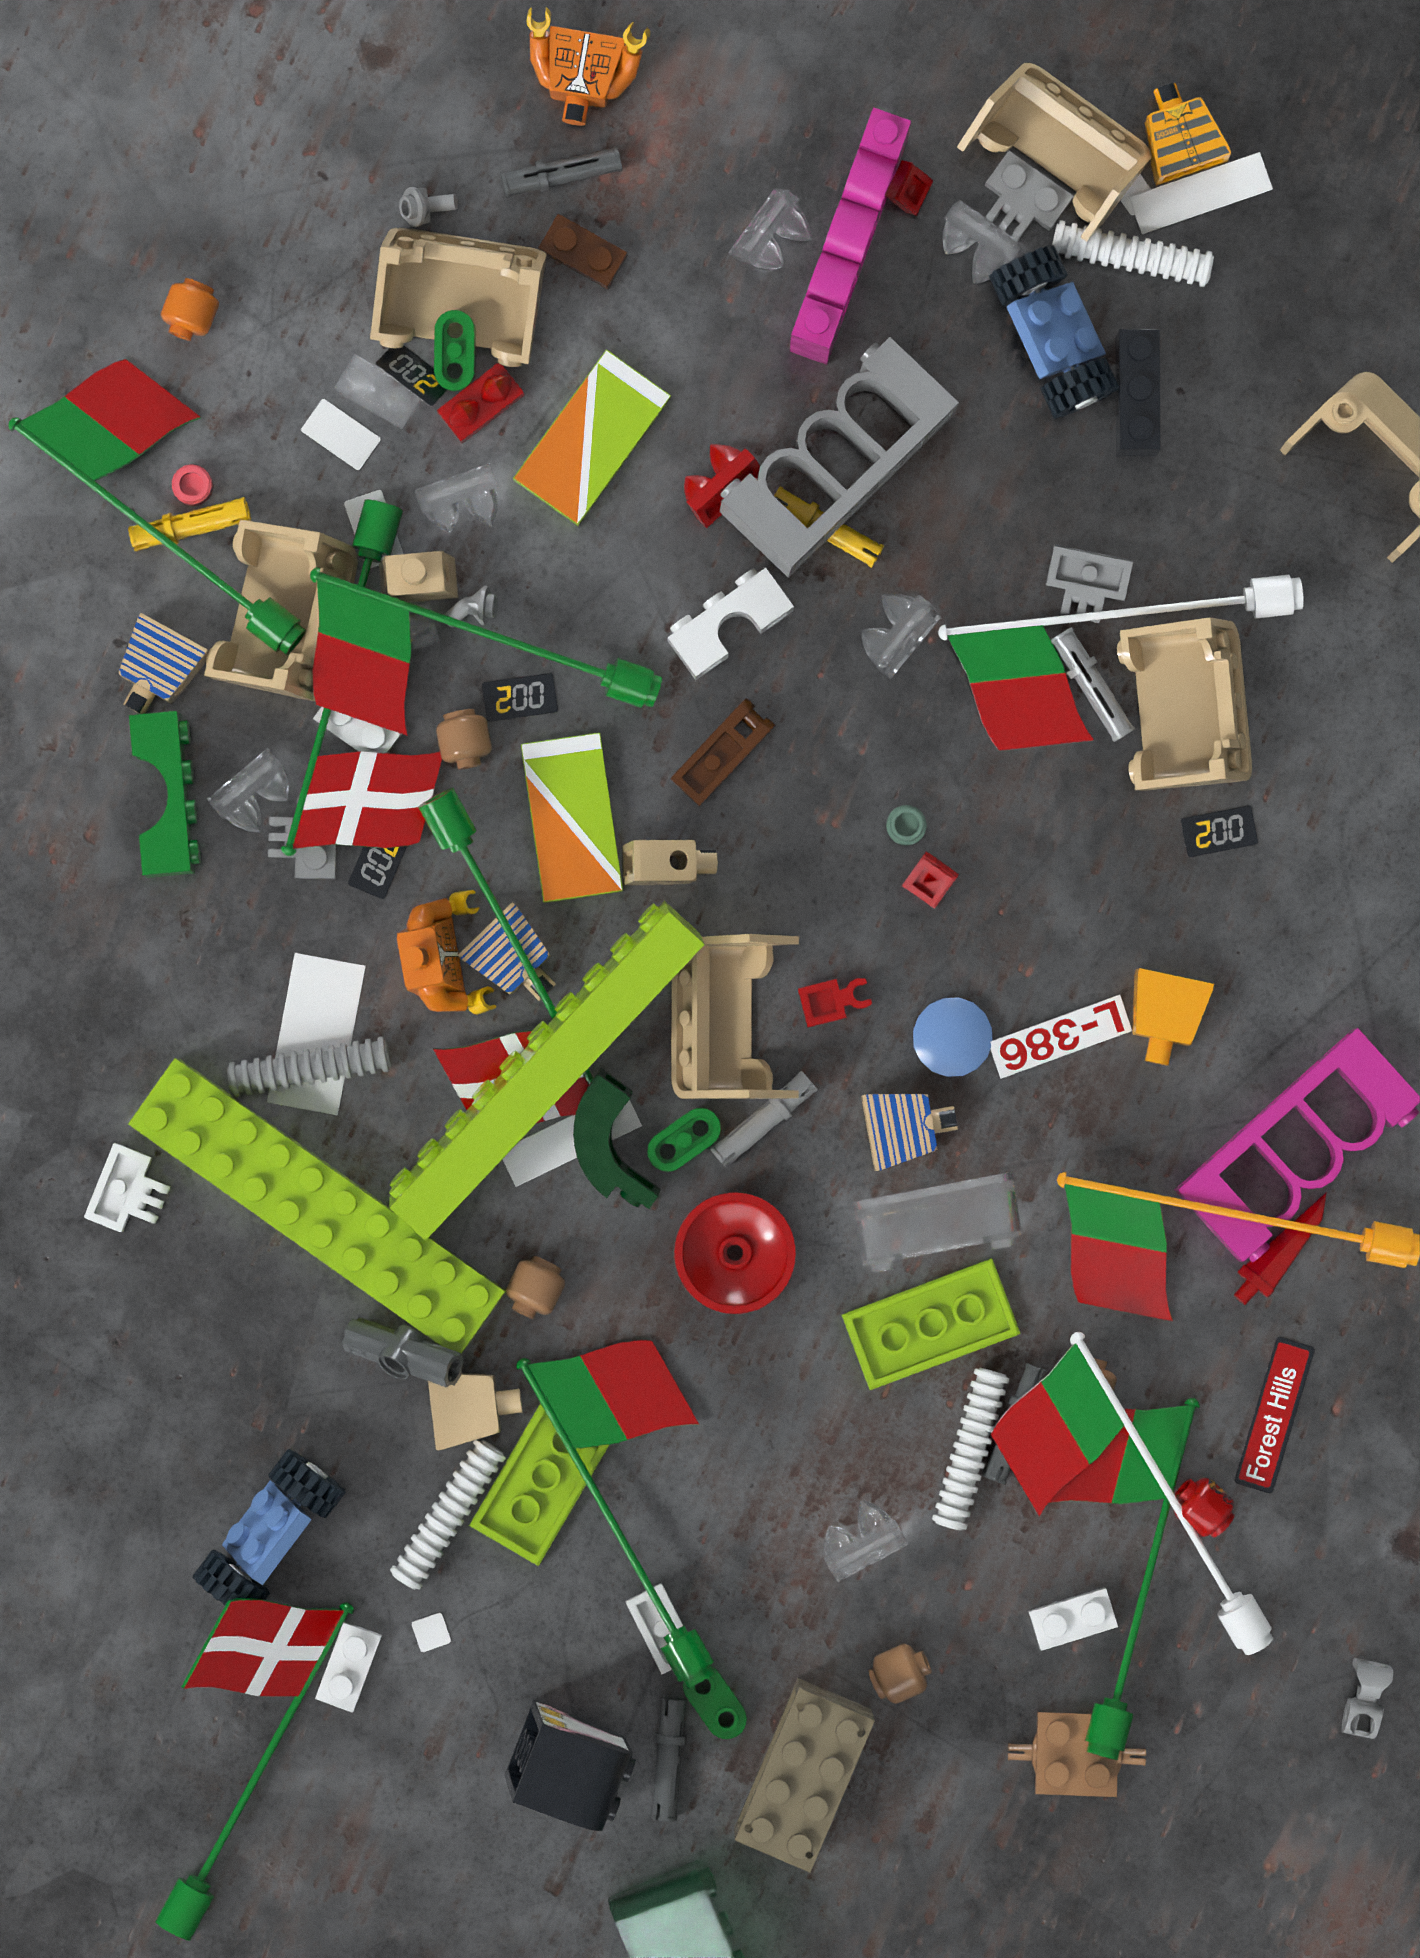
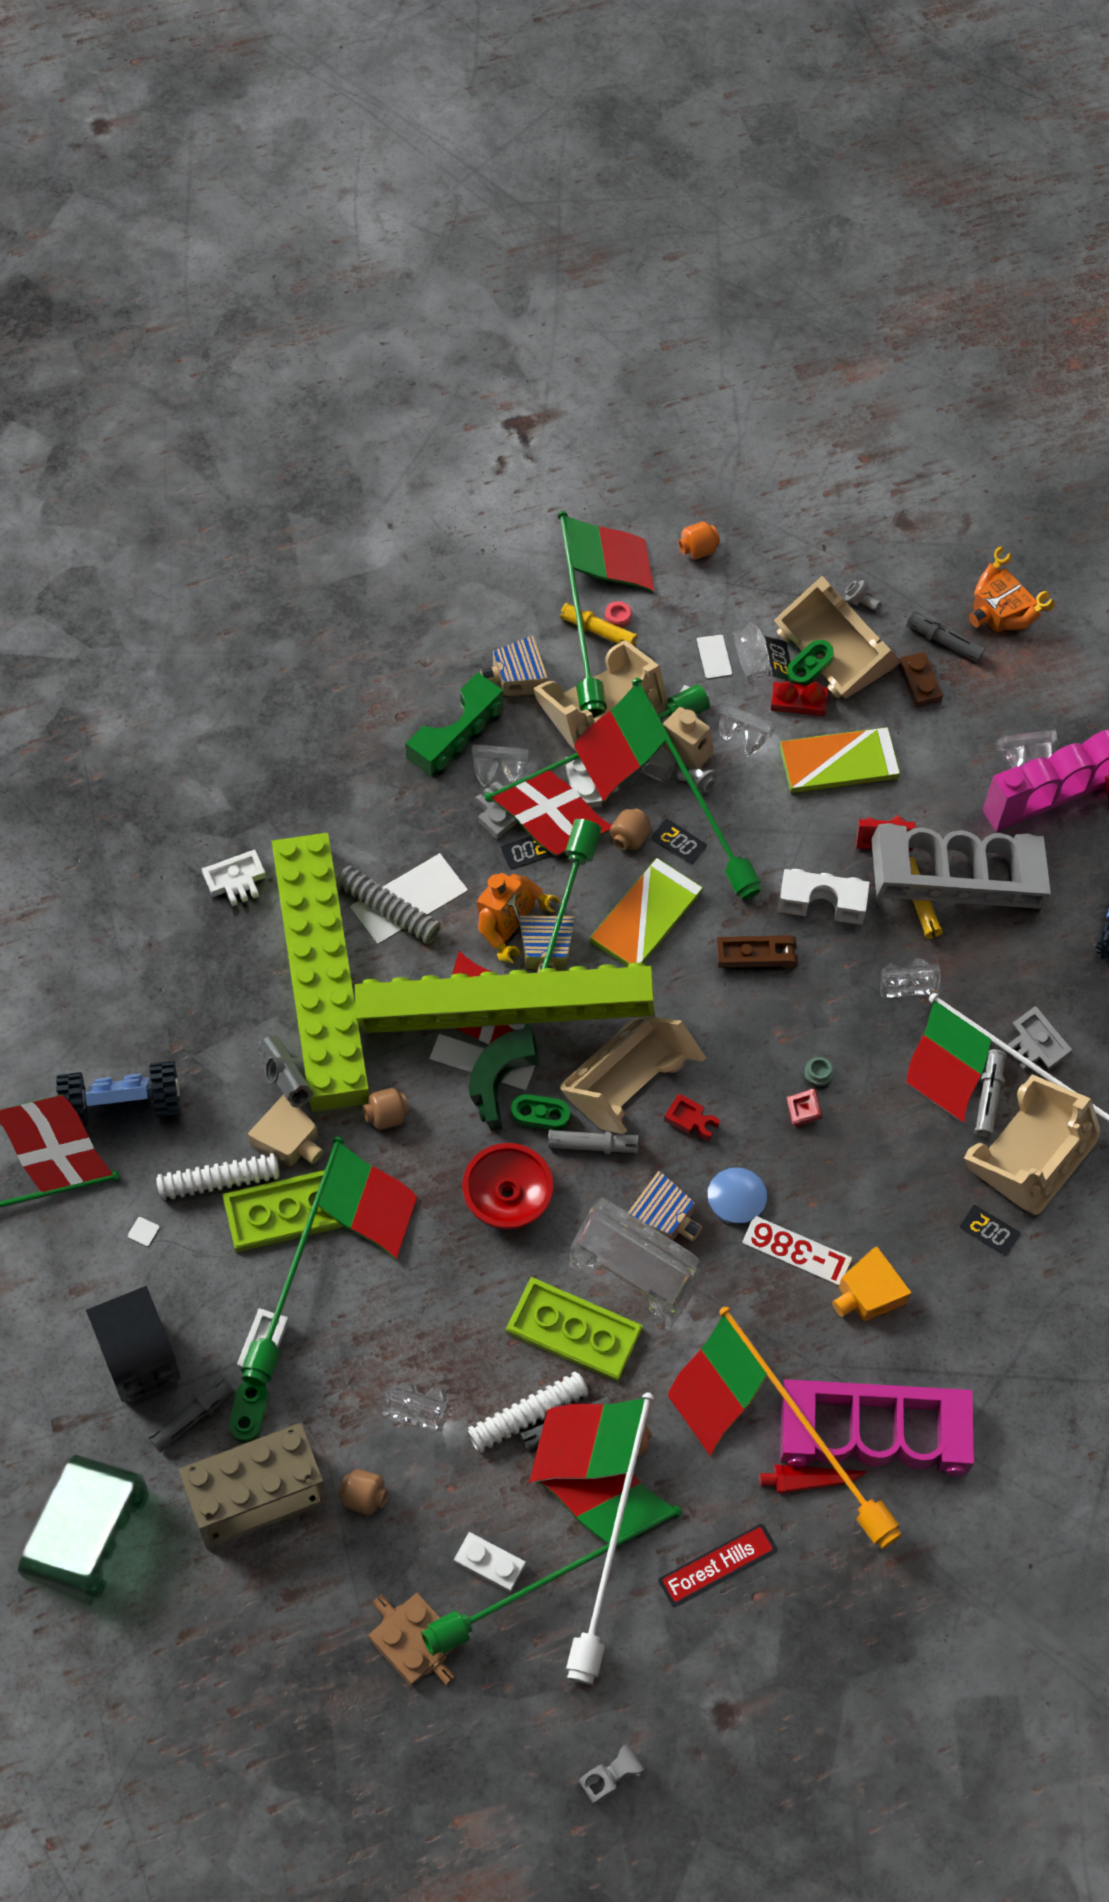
camera: 40 degrees right, 25 degrees down
(348, 1666) = (83, 1205): white plate -> none
(649, 862) = (673, 969): tan torso -> none
(1205, 1506) = (627, 1569): red head -> none

